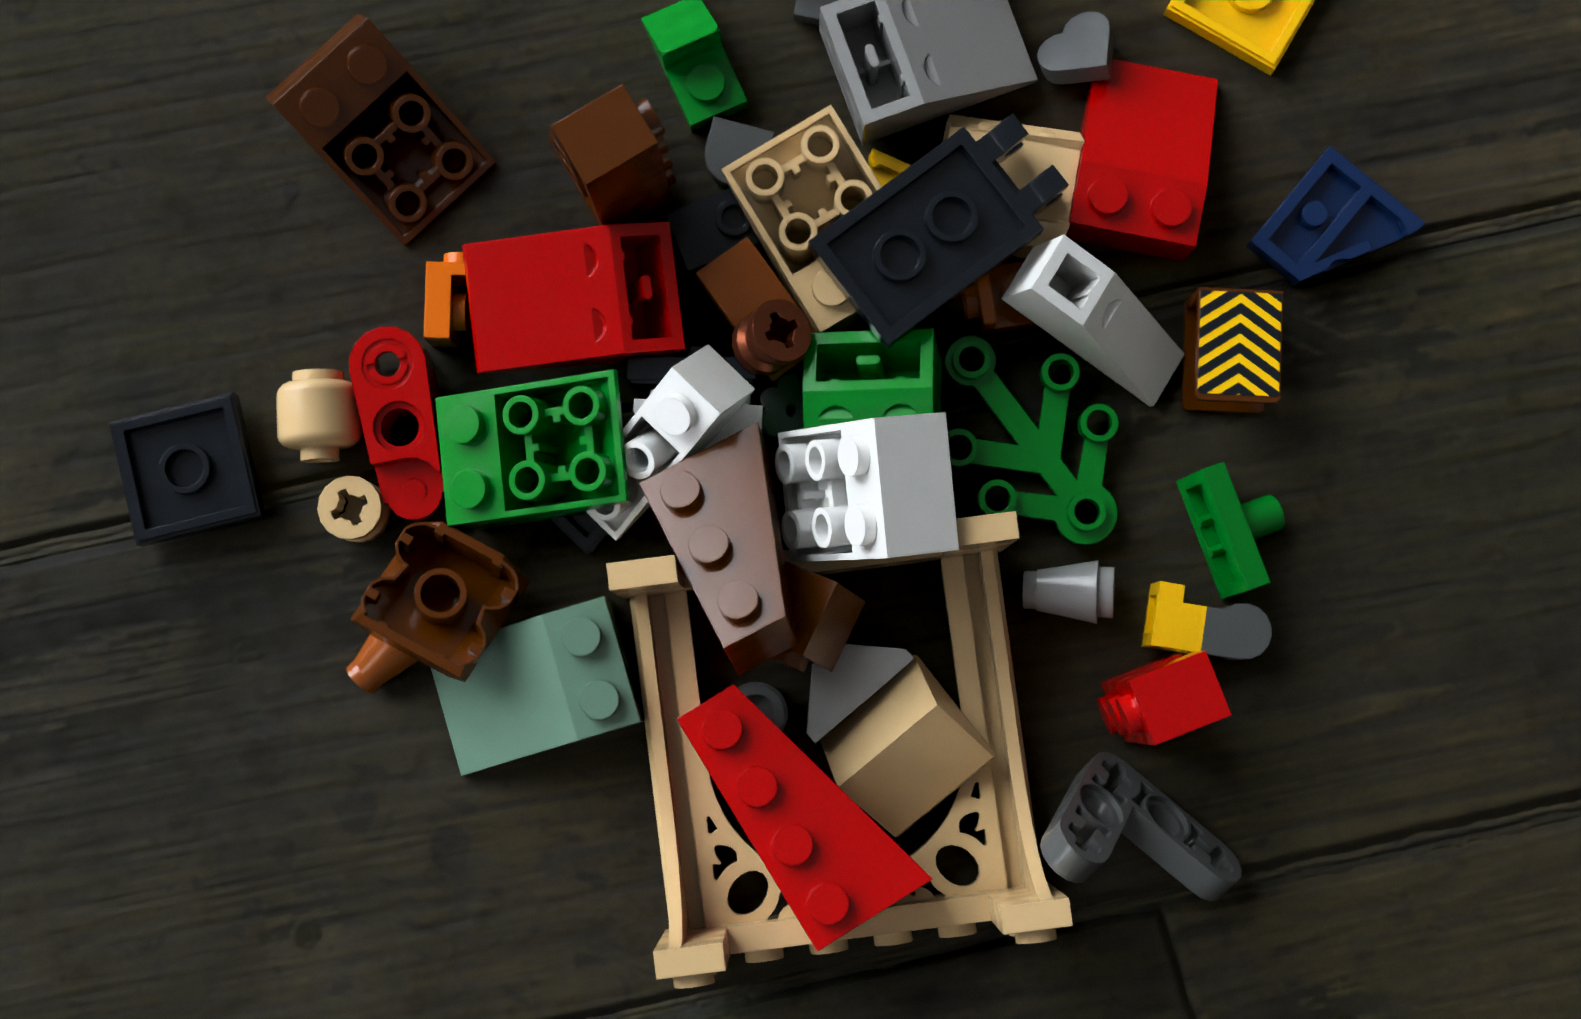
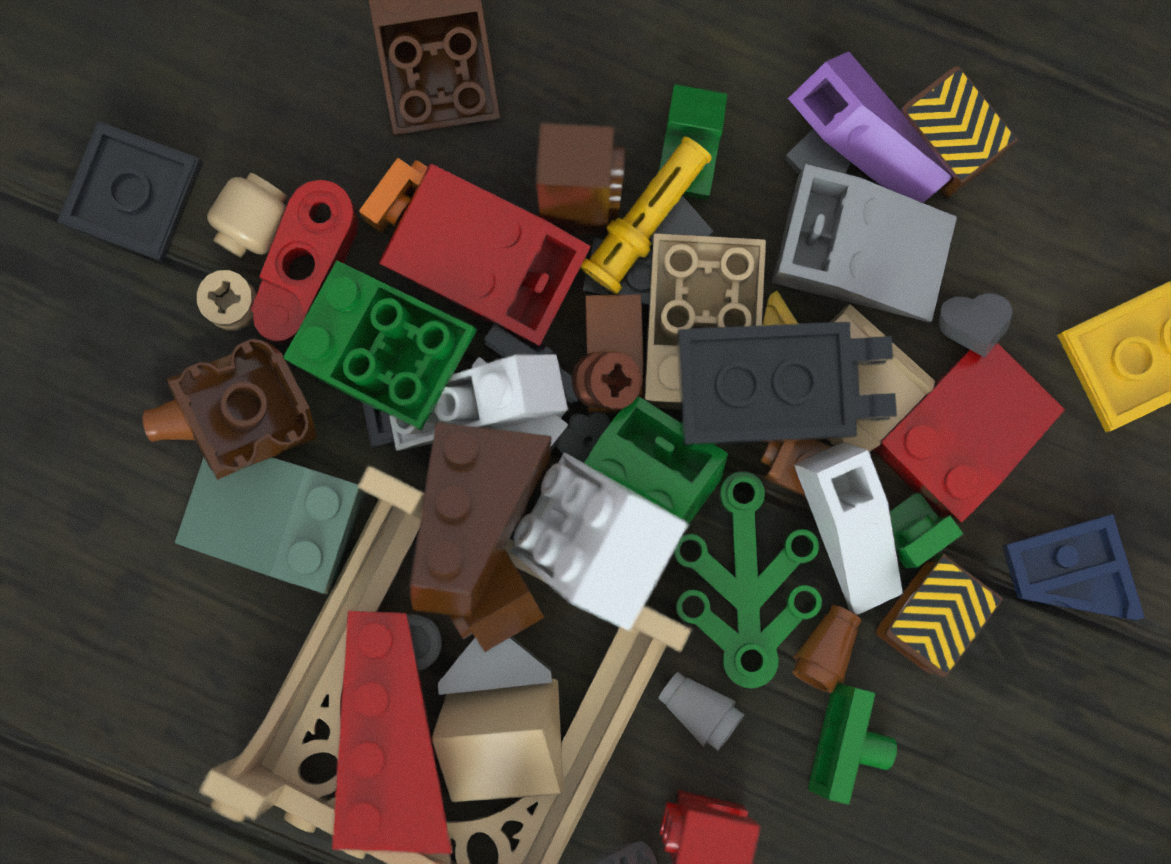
camera: 30 degrees right, 0 degrees up
(697, 195) = (631, 236): none -> yellow pin
(1151, 454) = (828, 650): none -> dark orange cone
(1163, 283) = (919, 531): none -> green bracket
(1181, 627) = (793, 817): leg -> none

